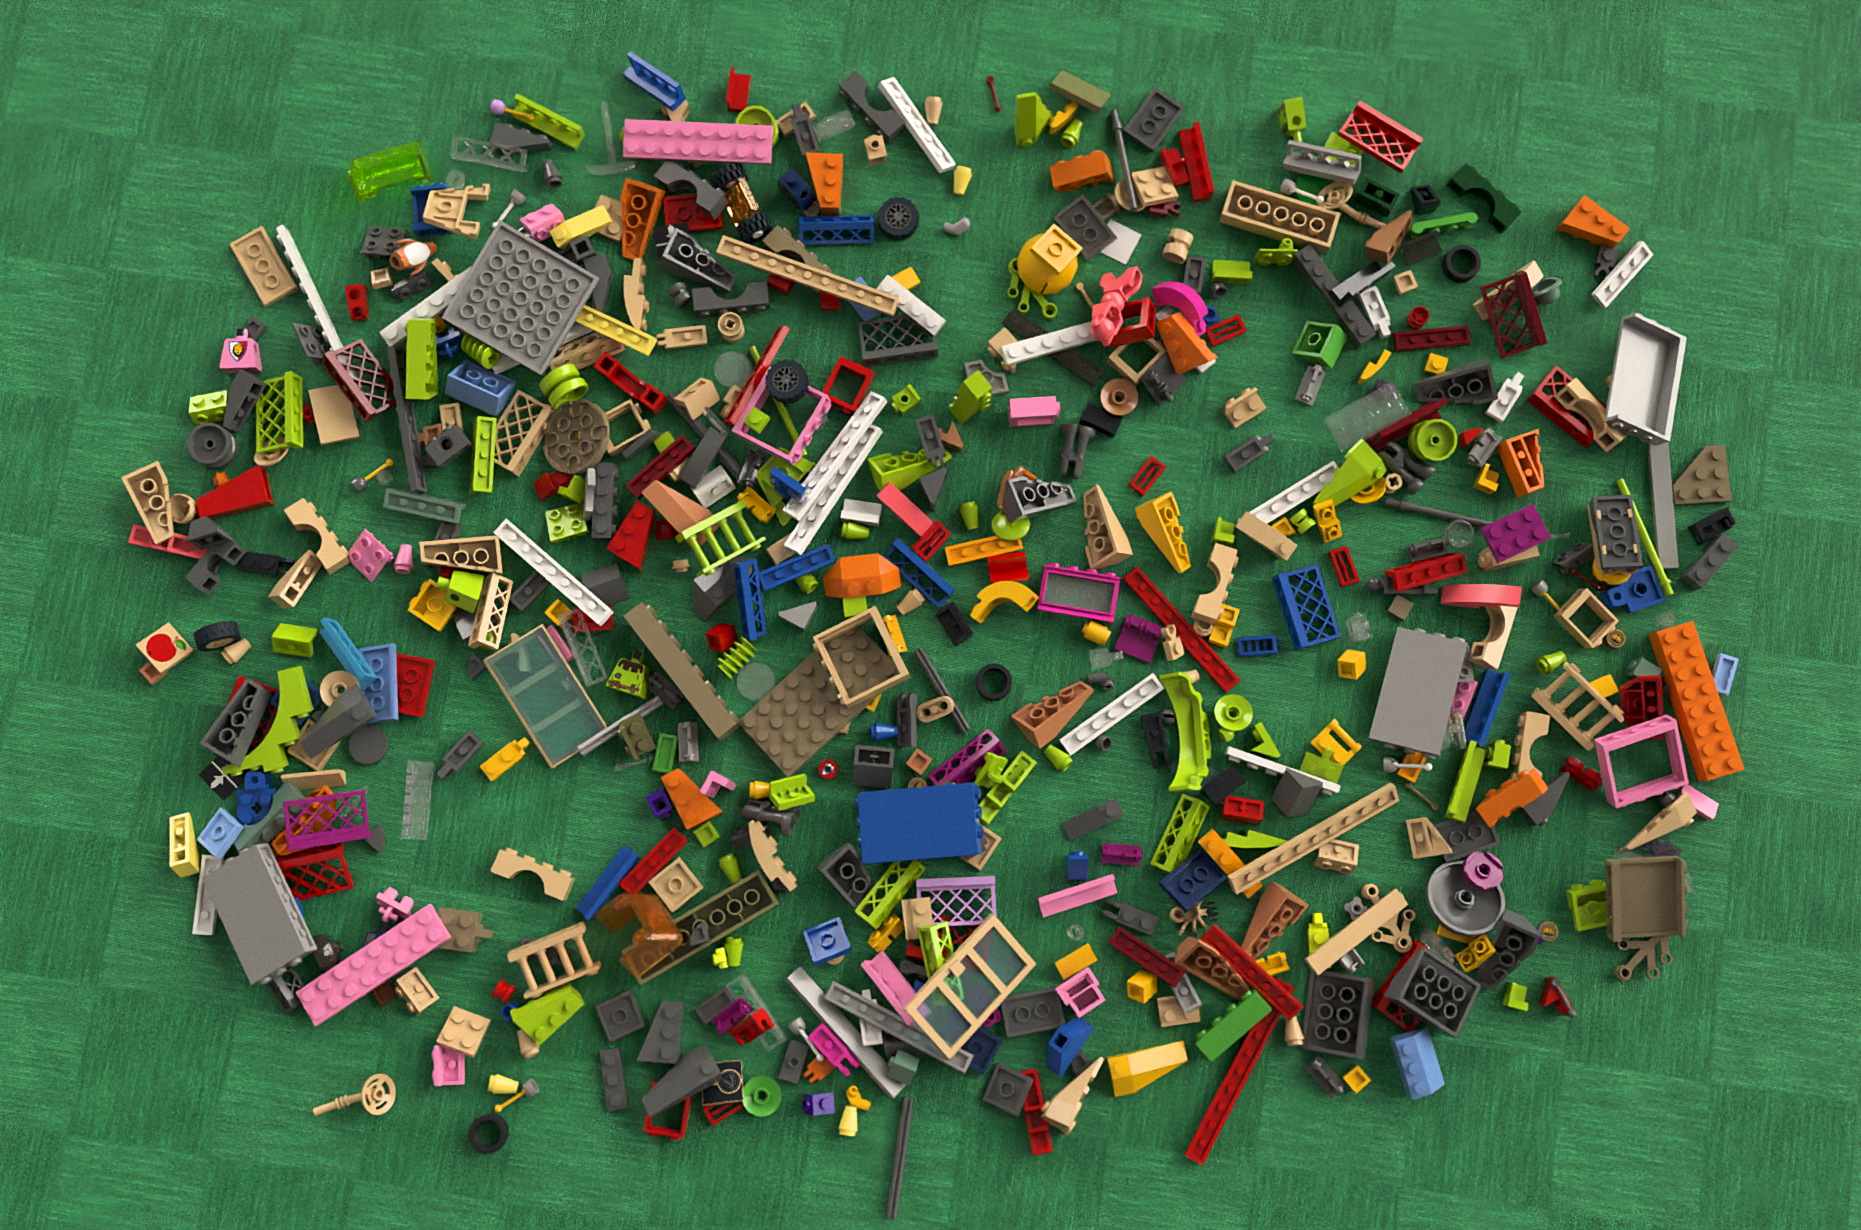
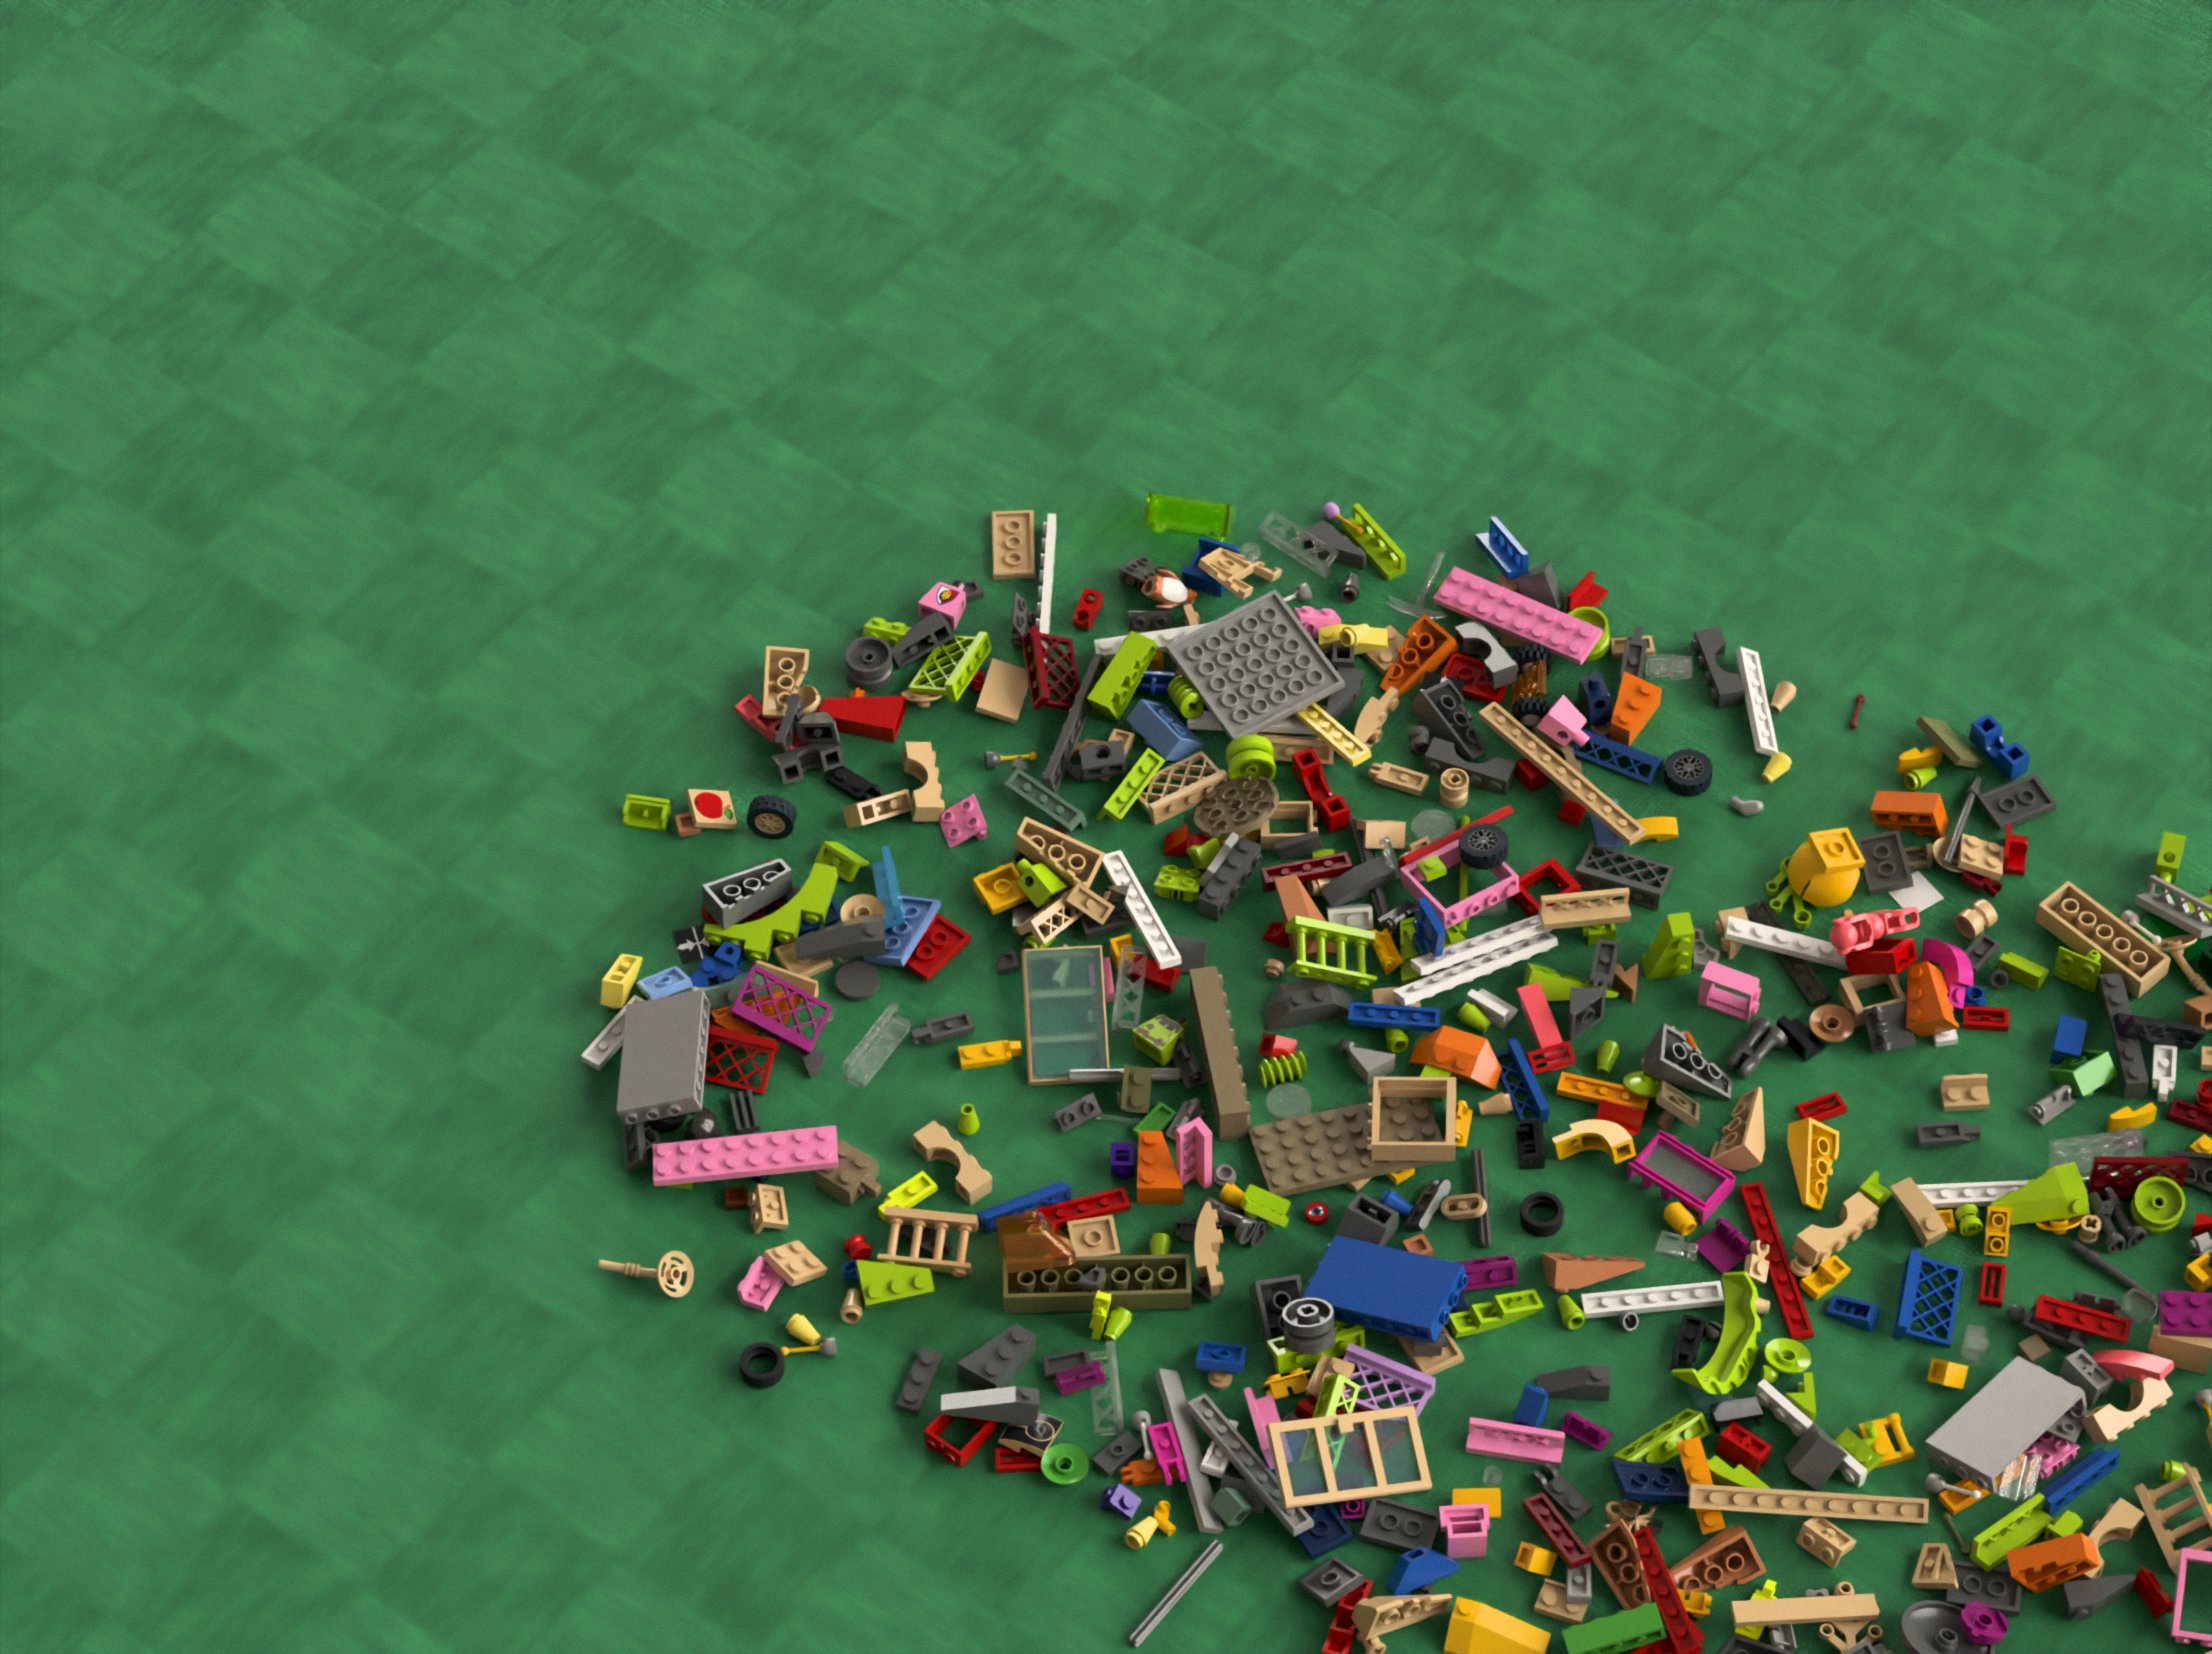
camera: 30 degrees right, 30 degrees down
(115, 678) = (646, 812): none -> lime hinge
(180, 533) = (787, 730): none -> dark grey hinge
(235, 651) = (778, 843): tan cone -> none
(337, 911) = (742, 1097): none -> dark grey tile
(381, 278) = (1124, 601): tan tile -> none
(391, 908) = (793, 1119): bright pink hips -> none
(404, 560) = (994, 841): bright pink cone -> none
(511, 586) = (1090, 903): none -> tan panel
(515, 921) = (909, 1193): none -> neon yellow hinge
(525, 565) = (1116, 893): none -> sticker
(529, 831) = (968, 1120): none -> lime cone
(582, 228) = (1354, 634): none -> light yellow cone
(603, 779) = (1077, 1112): none -> dark grey hinge
(620, 1016) = (961, 1329): dark grey tile -> none
(633, 536) = (1241, 920): red wedge -> none
(701, 103) = (1541, 585): none -> dark grey slope
(706, 834) = (1152, 1212): lime tile -> none
(743, 773) = (1223, 1175): none -> light grey plate
(745, 599) = (1323, 1019): blue fence -> none
(752, 1027) = (1093, 1392): red hinge -> none
(773, 608) = (1344, 1047): none -> dark grey hinge
(786, 228) = (1564, 723): none -> bright pink torso
(875, 150) = (1699, 705): tan brick -> none
(882, 889) = (1308, 1325): none -> dark grey wheel
(891, 397) = (1584, 912): none -> tan fence
(913, 306) = (1658, 851): white plate -> none
(991, 771) = (1489, 1284): lime hips -> none
(1030, 119) = (1880, 736): lime wedge -> none
(1046, 535) = (1676, 1105): none -> dark tan tile
(1103, 679) = (1661, 1265): dark grey arm -> none
(1106, 72) = (1987, 737): none -> blue arch
(1196, 163) = (2040, 859): red fence -> none
(1296, 321) = (2068, 1038): none -> blue panel
(1450, 614) = (2086, 1373): none -> light grey hinge

